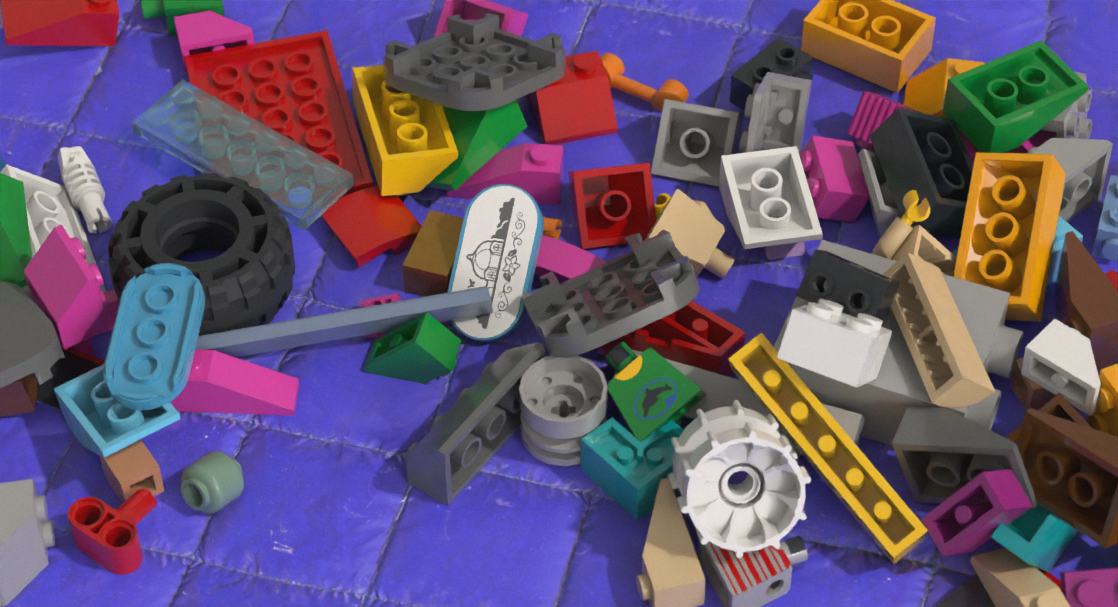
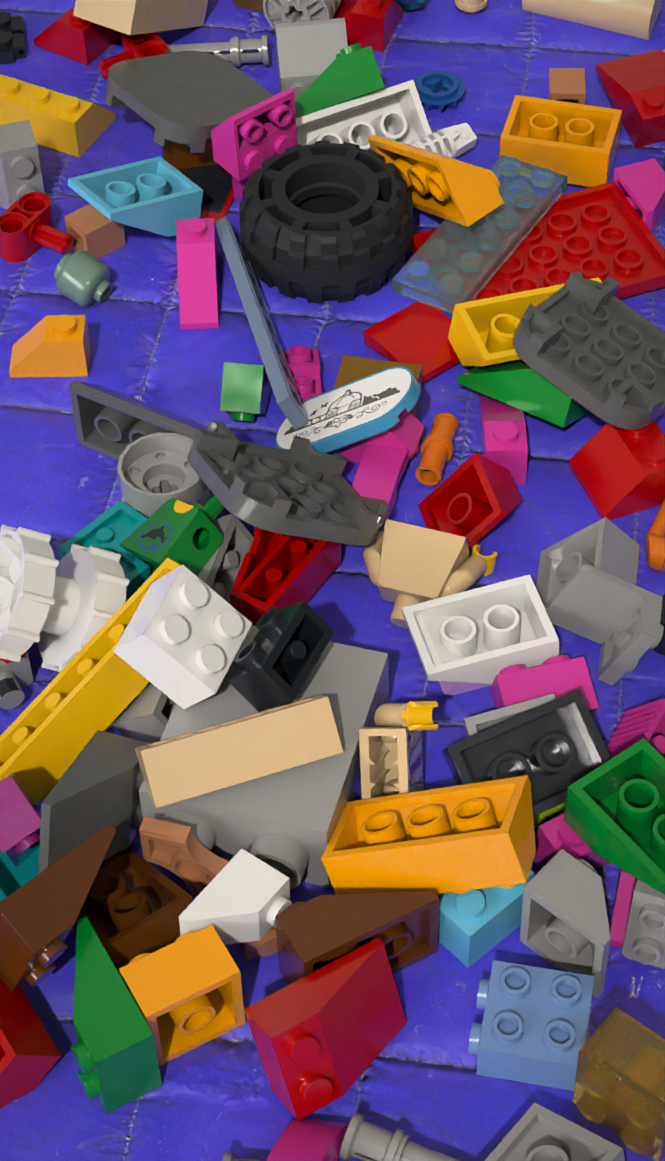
camera: 85 degrees right, 0 degrees up
(31, 74) = (567, 85): none -> nougat brick
(117, 81) = (563, 138): none -> light orange brick
(154, 337) = (192, 181): dark azure tile -> none
(199, 146) = (442, 183): none -> light orange slope
(318, 512) = (53, 349): none -> light orange slope
(1006, 405) = (180, 852): none -> nougat tile

